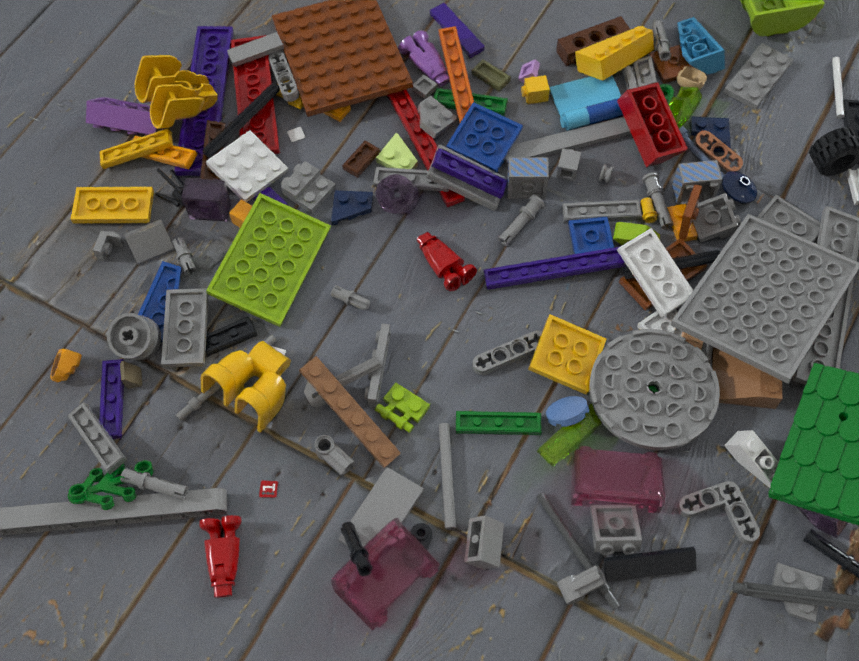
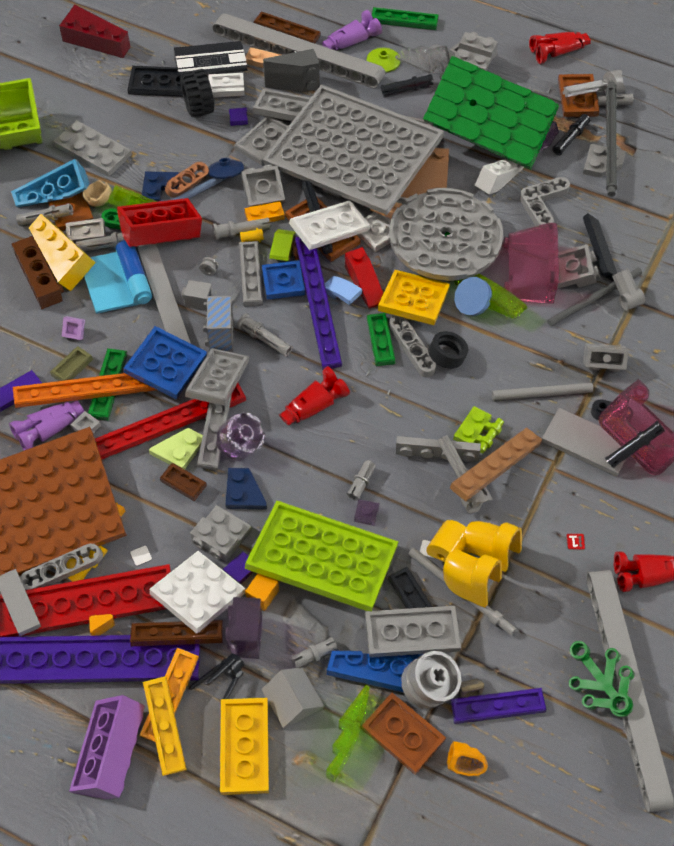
camera: 95 degrees left, 5 degrees down
(92, 322) = (403, 733): none -> dark orange plate
(97, 438) = (549, 706): light grey tile -> none
(104, 244) = (302, 744): light grey bracket -> none
(111, 279) = (350, 725): none -> clear neon green slope
(146, 481) = (597, 638): light grey pin -> none
(172, 91) = (85, 694): yellow piece -> none
(230, 103) = (100, 624): none -> light orange slope
(250, 111) = (132, 602): black axle -> none
(318, 303) = (366, 512): none -> clear purple plate
(334, 455) = (538, 482): light grey piece -> none
(435, 117) = (130, 410): light grey plate -> none
(469, 173) = (216, 370): dark purple tile -> none
(498, 423) = (484, 354): green tile -> none
(513, 381) = (444, 359): none -> black tyre
(516, 324) = (380, 339): none -> green tile
(535, 89) = (98, 322): yellow brick -> none
(579, 288) = (342, 289): none -> light blue slope
(597, 308) = (363, 275): none -> red slope
(691, 212) = (268, 193): dark orange plate -> none
(700, 173) = (228, 193): light grey container -> none
(820, 199) = (238, 116): none -> dark purple tile
(838, 87) = (111, 93): white bar -> none

